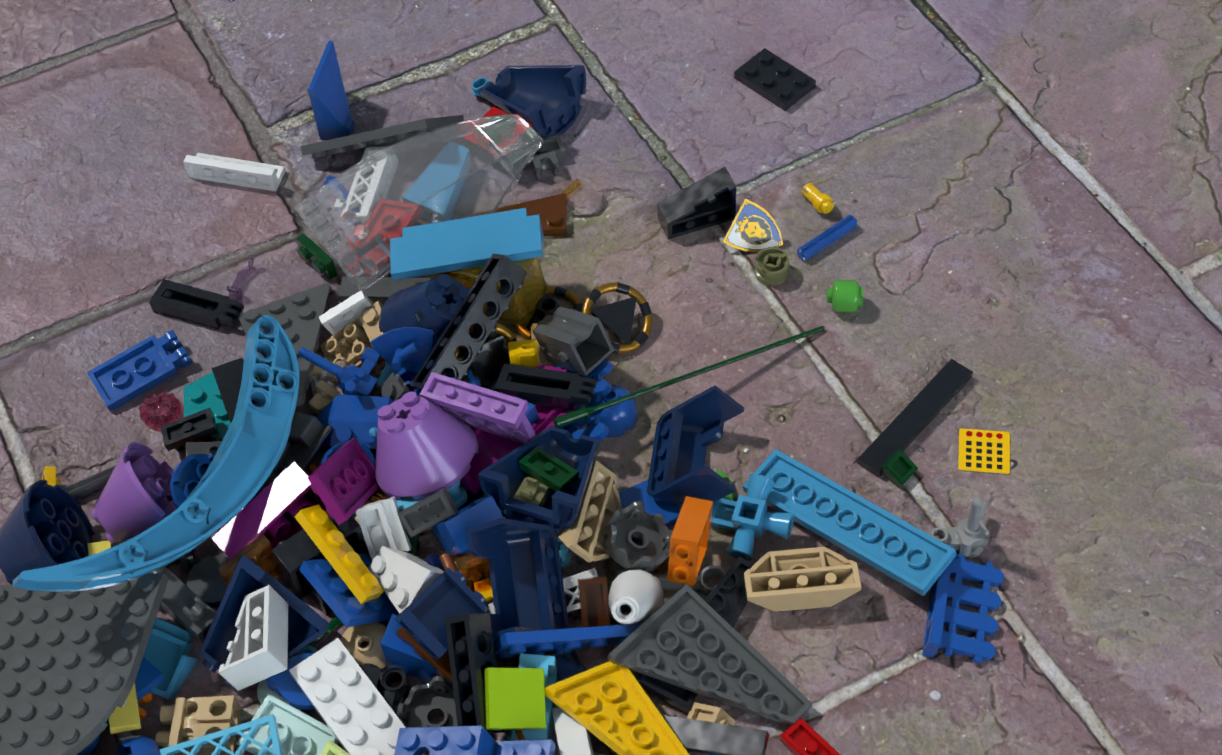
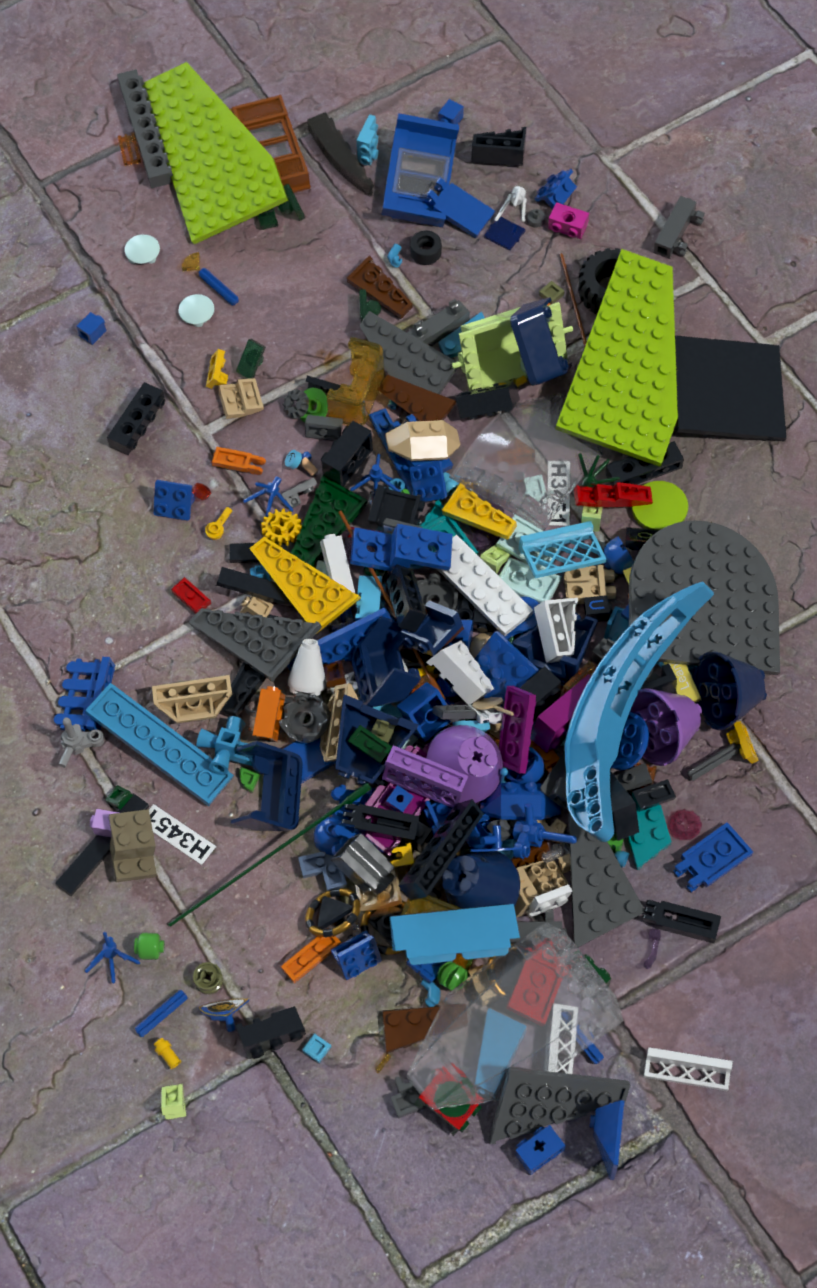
camera: 175 degrees right, 10 degrees up
(195, 684) = (597, 608): none -> black brick
(339, 554) = (508, 672): yellow plate -> none
(377, 533) = (492, 702): none -> tan piece
(411, 104) = (534, 1160): none -> blue brick
(477, 85) = (480, 1173): dark azure plate -> none
(515, 699) = (378, 587): lime tile -> none
(540, 94) = (426, 1152): dark blue cone -> none
(590, 272) = (357, 954): none -> blue bracket
(630, 378) = (319, 864): none -> sand blue plate
(644, 202) = (316, 1048): none -> medium azure tile
(653, 280) = (309, 957): none -> orange plate
(775, 79) = (201, 1202): black plate -> none
(808, 151) = (173, 1102): none -> yellowish green slope
(817, 429) = (180, 835): none -> white sticker
(874, 395) = (132, 845): none -> dark tan bracket
(893, 294) = (109, 951): none -> blue plant
(912, 424) = (100, 822): none -> lavender brick
(984, 451) = (55, 821): yellow sticker -> none

